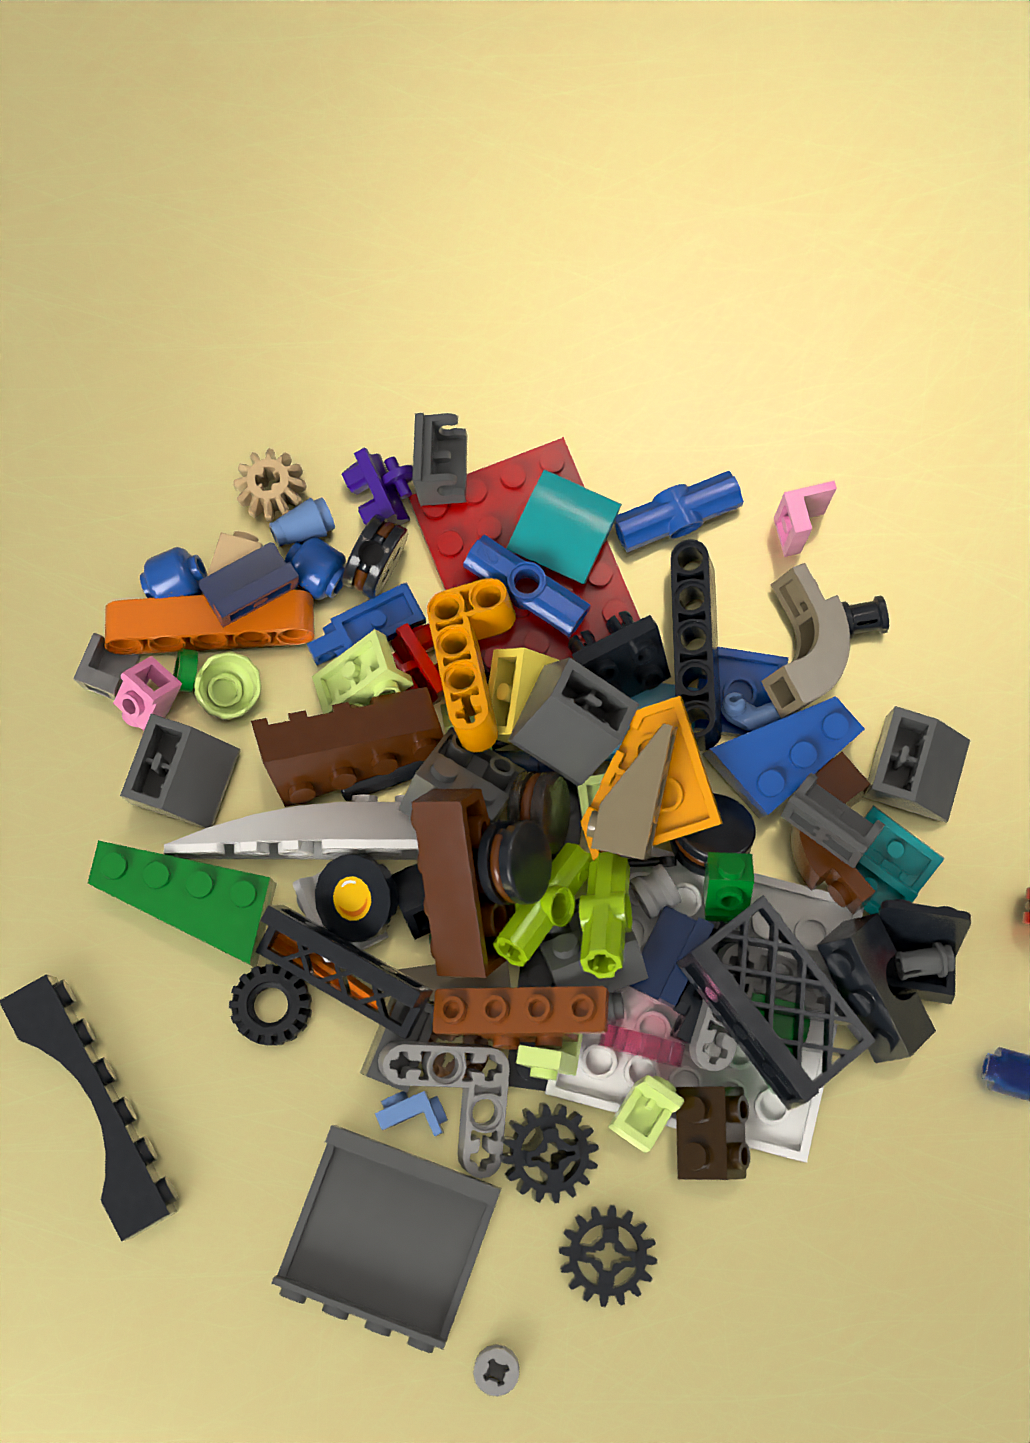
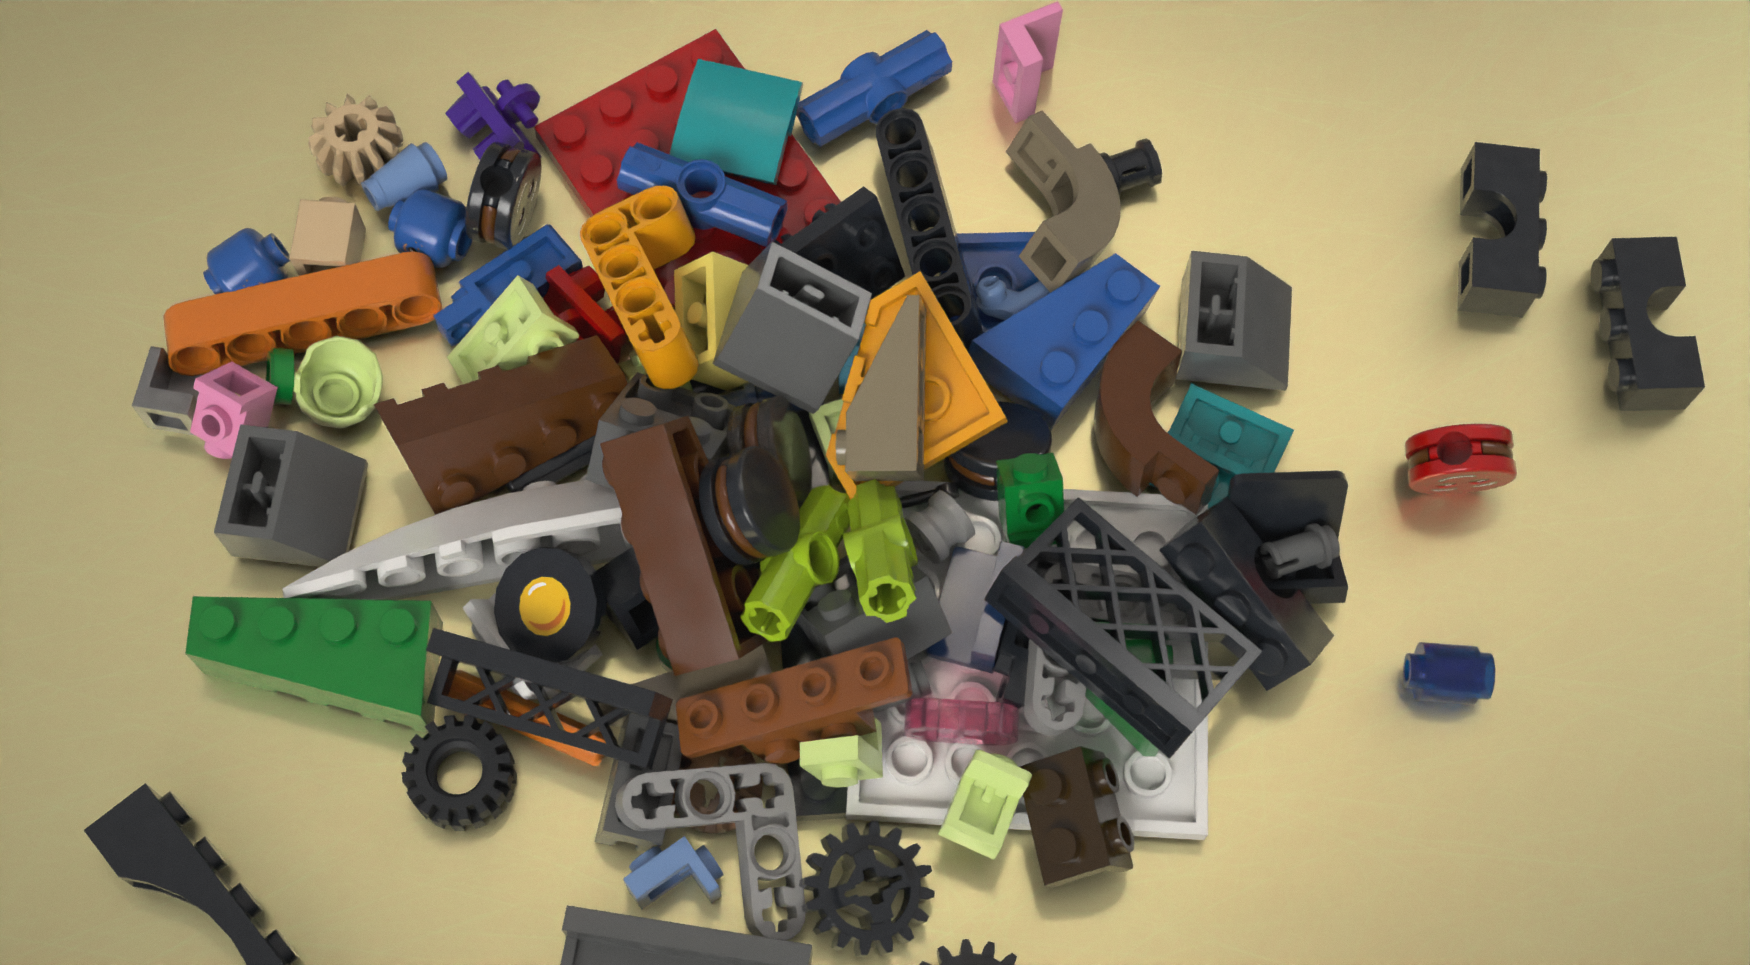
camera: 15 degrees left, 10 degrees down
(248, 584) = (347, 251): dark blue panel -> none
(439, 460) = (565, 74): dark grey hinge -> none
(830, 822) = (1142, 398): dark grey hinge -> none

